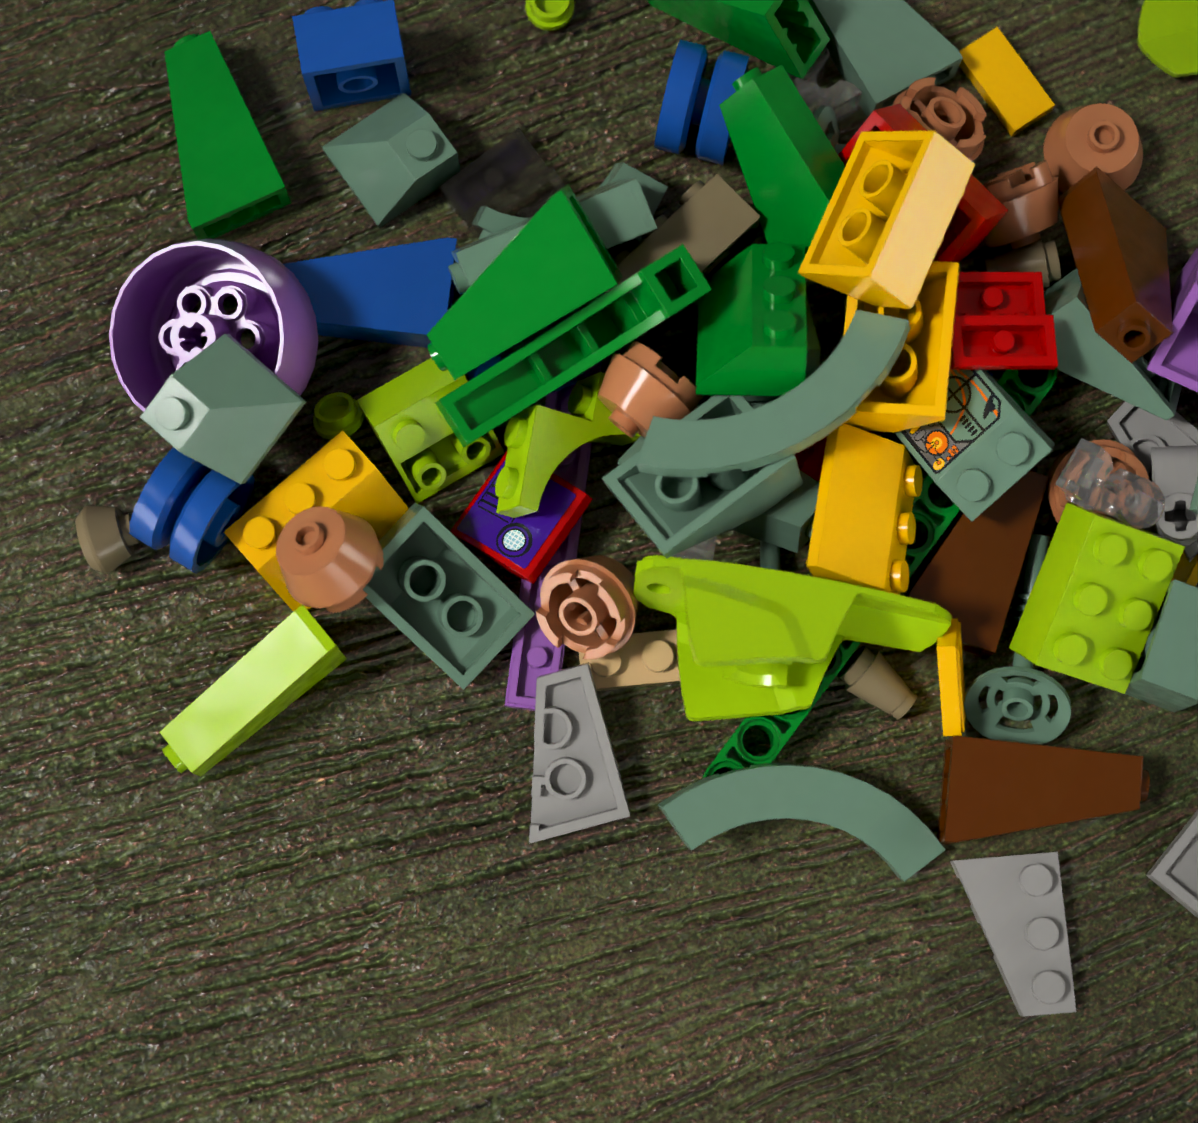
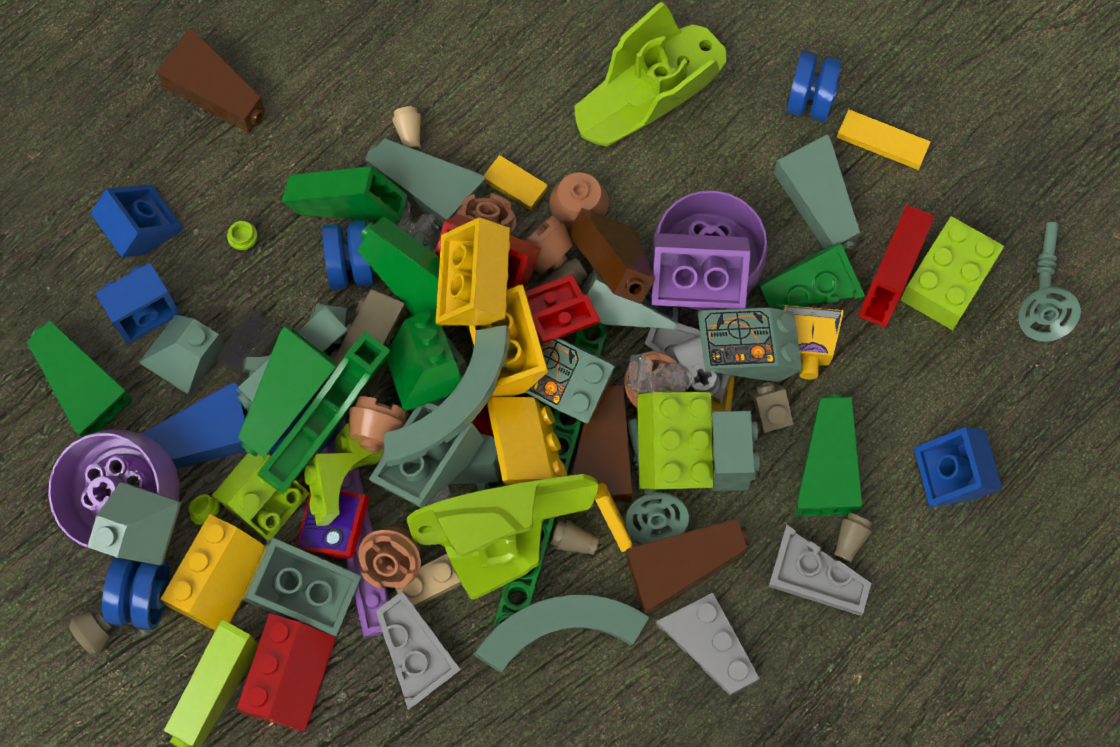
camera: 20 degrees left, 10 degrees down
(328, 558) = (227, 587): nougat cone -> none
(370, 716) = (286, 673): none -> red slope

